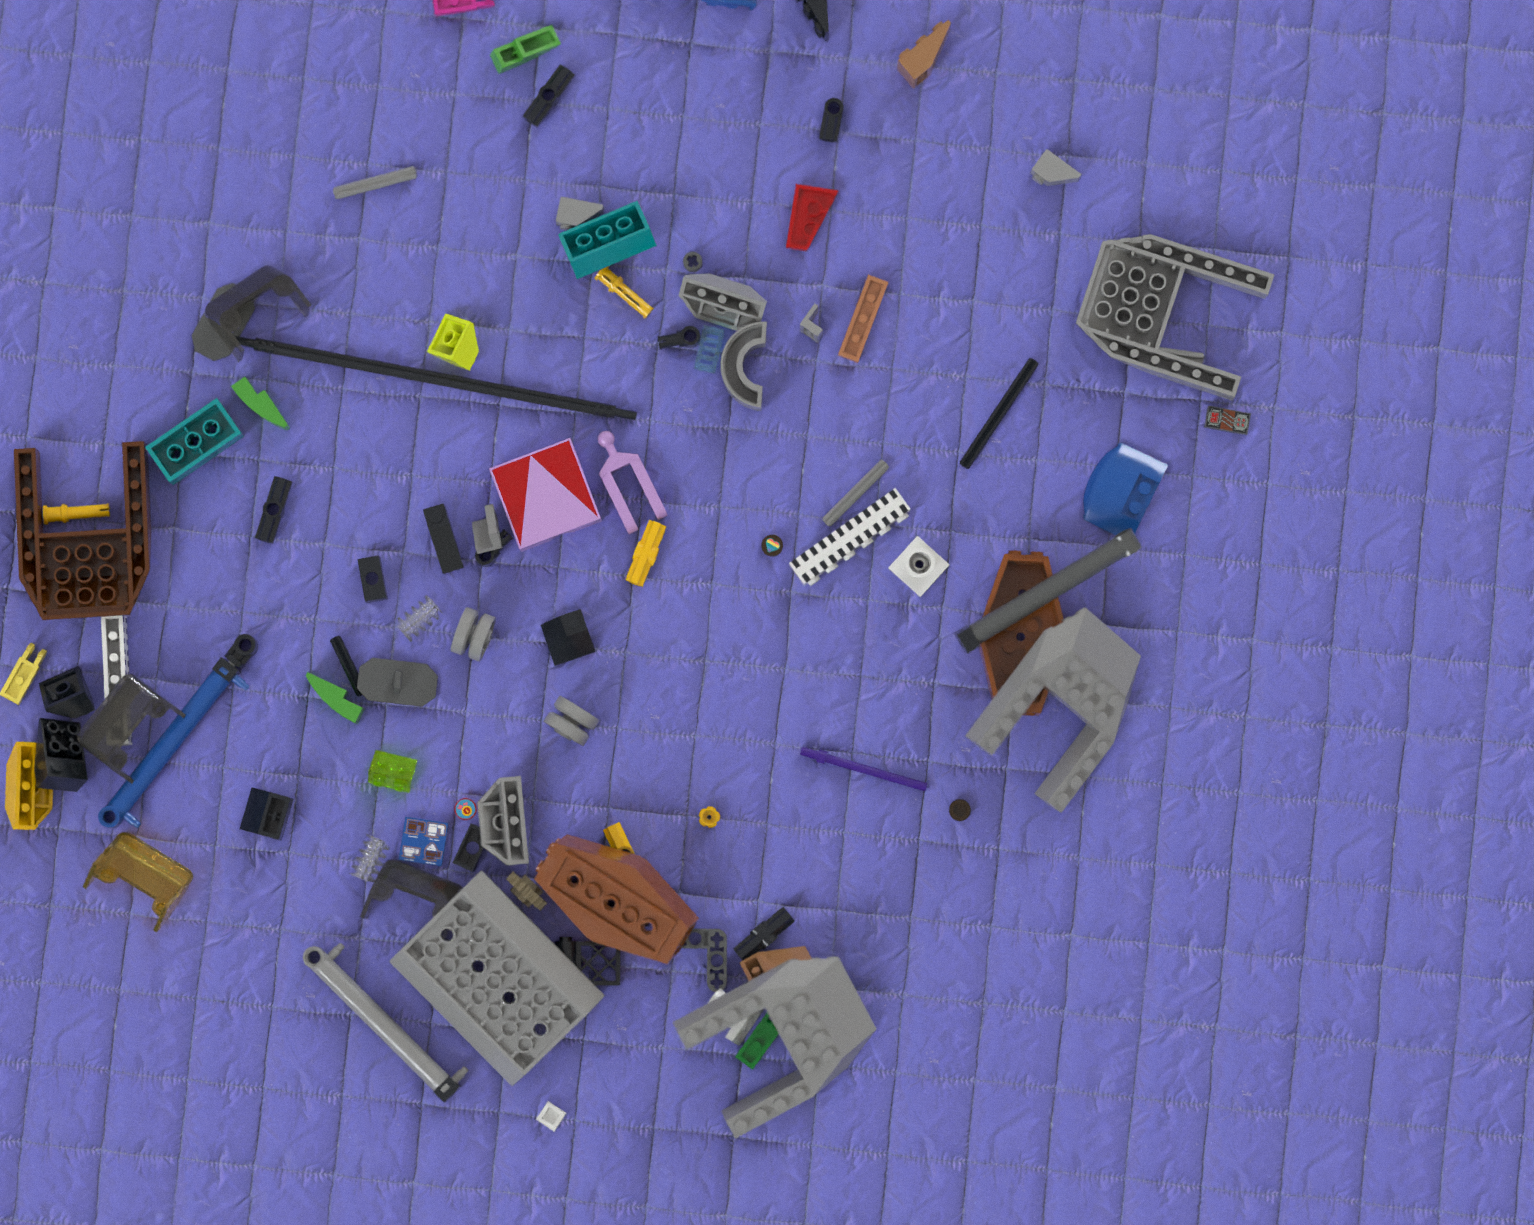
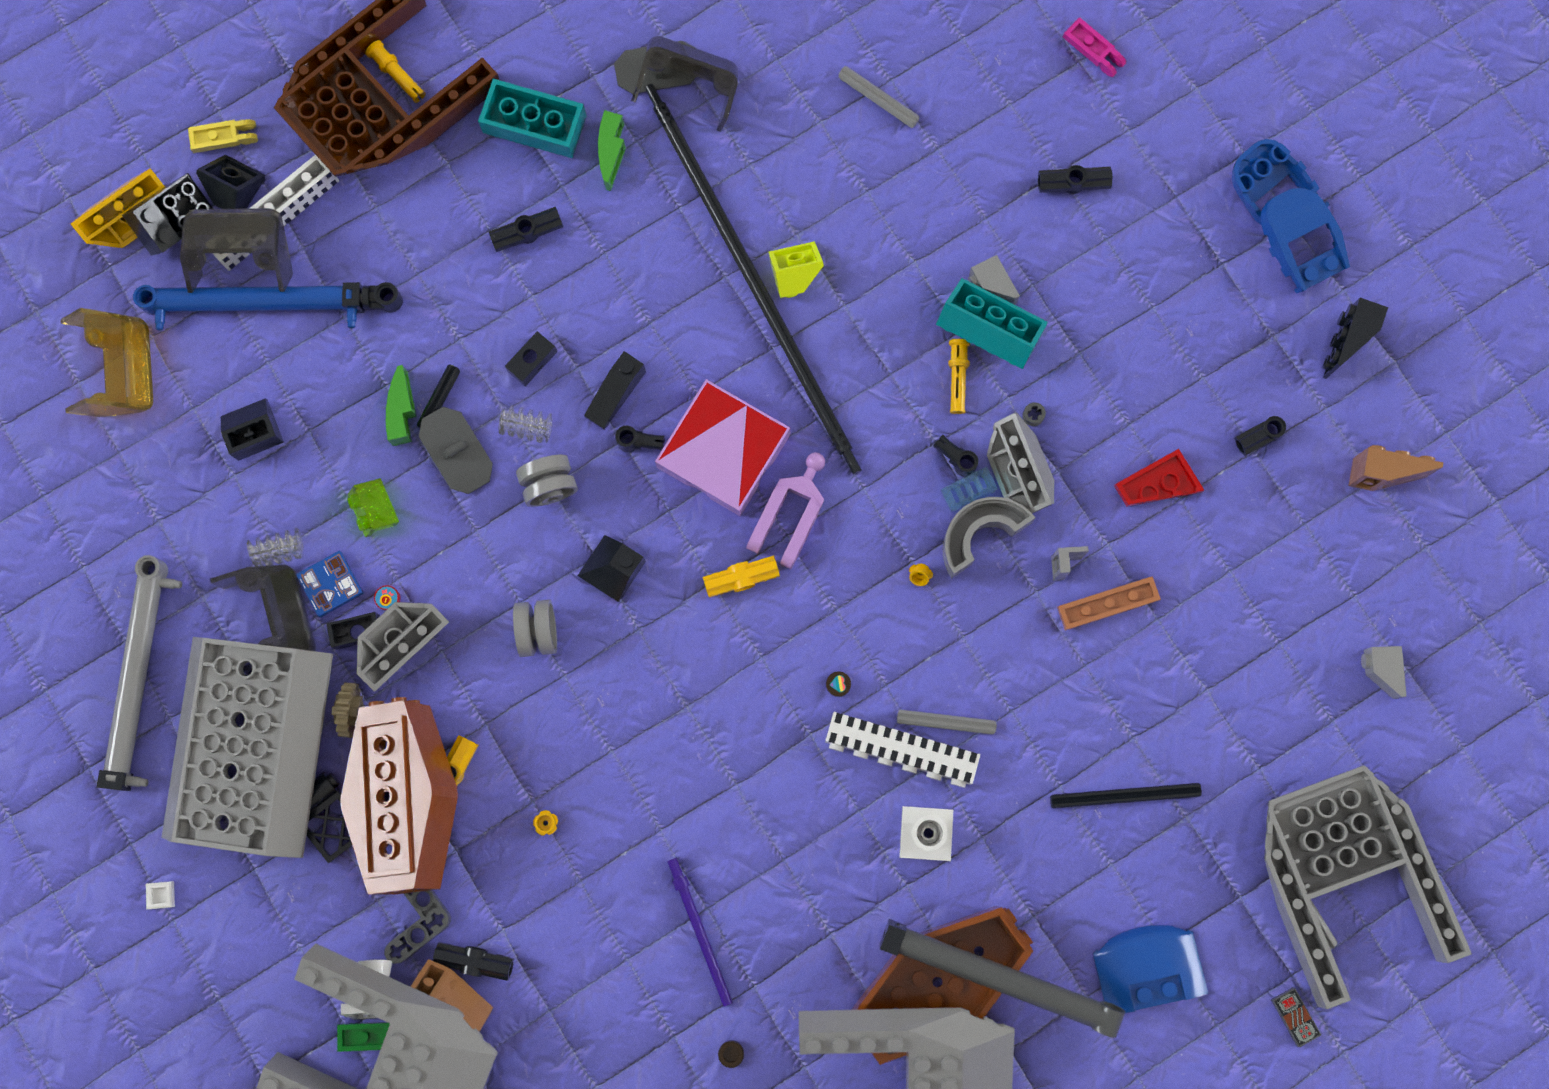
camera: 50 degrees right, 5 degrees down
(487, 532) = (650, 422): light grey panel -> none
(524, 49) = (1097, 129): bright green slope -> none
(741, 430) = (920, 574): none -> yellow plate

